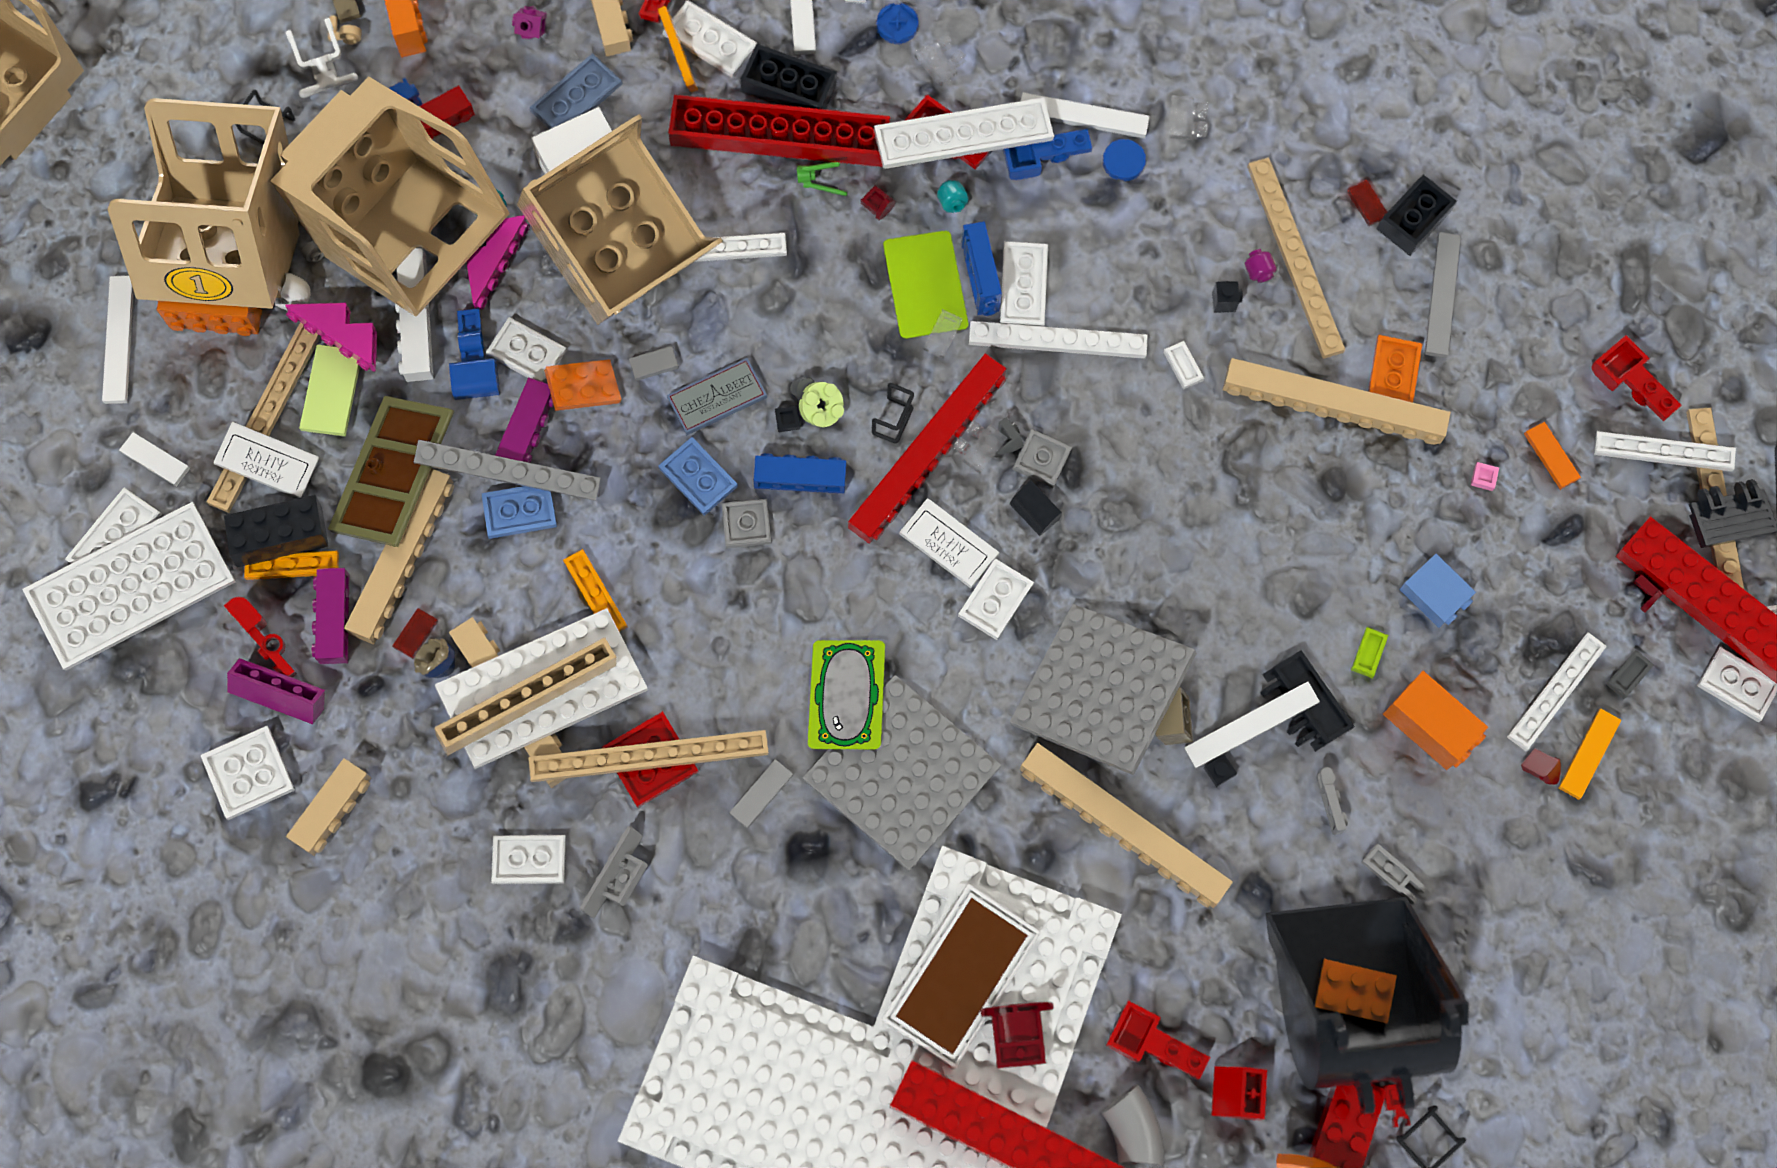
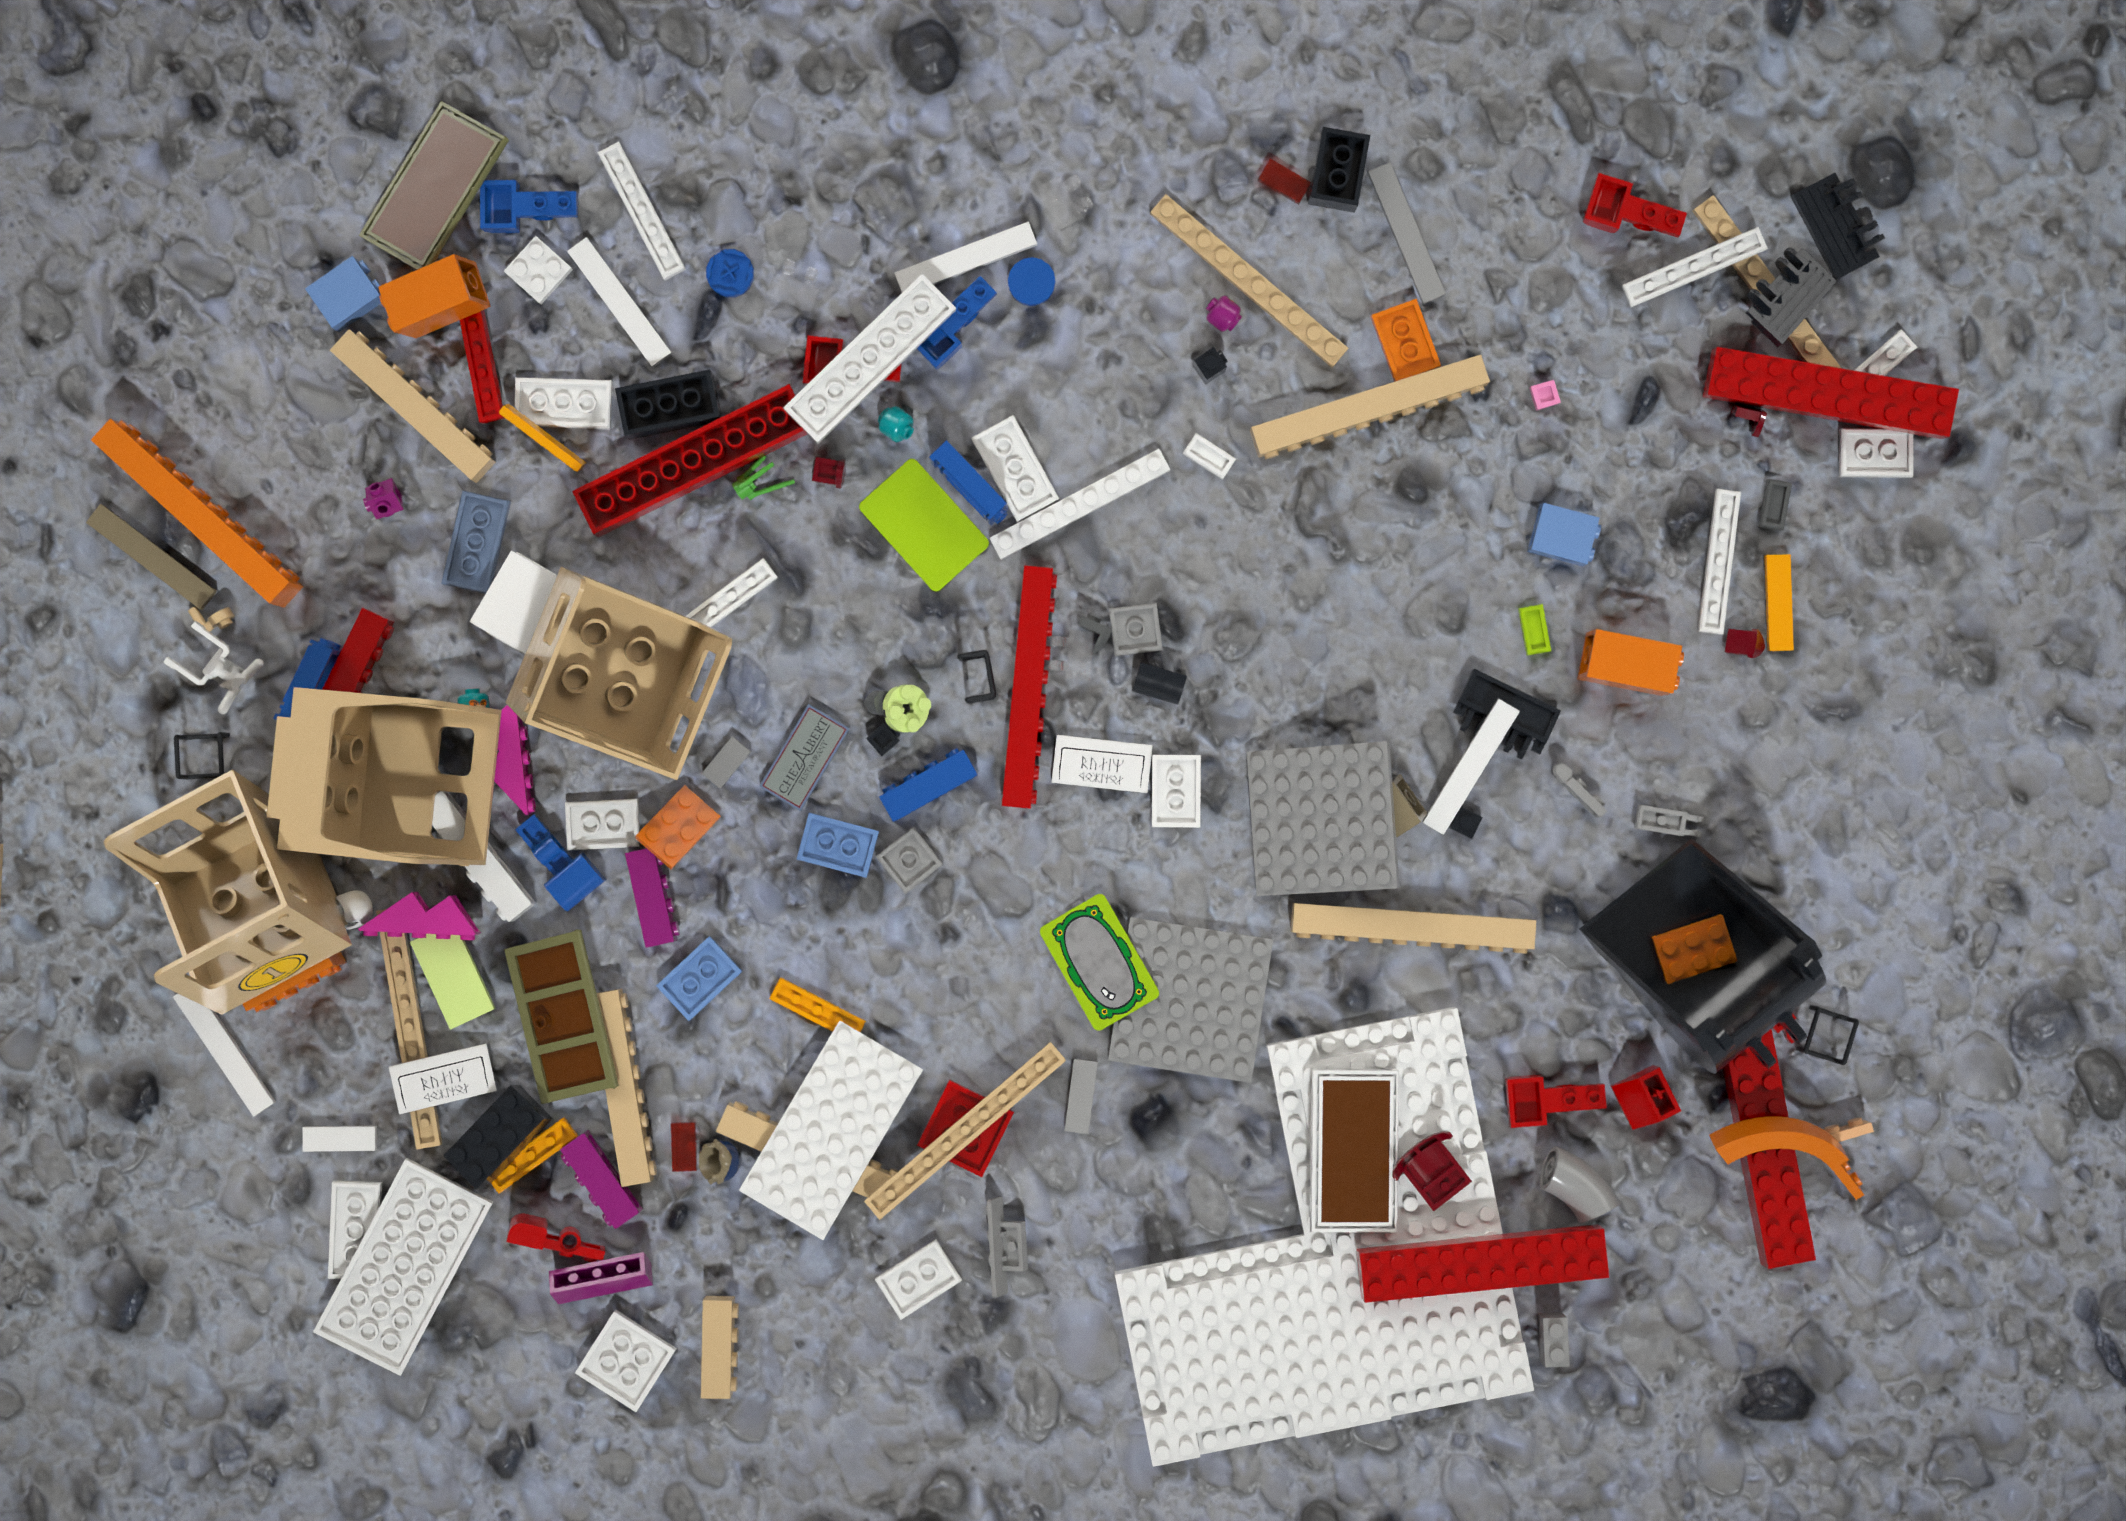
camera: 30 degrees left, 15 degrees up
(506, 470) = (666, 953): light grey plate -> none
(525, 696) = (827, 1154): tan brick -> none
(943, 334) = (971, 566): clear tile -> none
(1552, 455) = (1594, 334): orange tile -> none

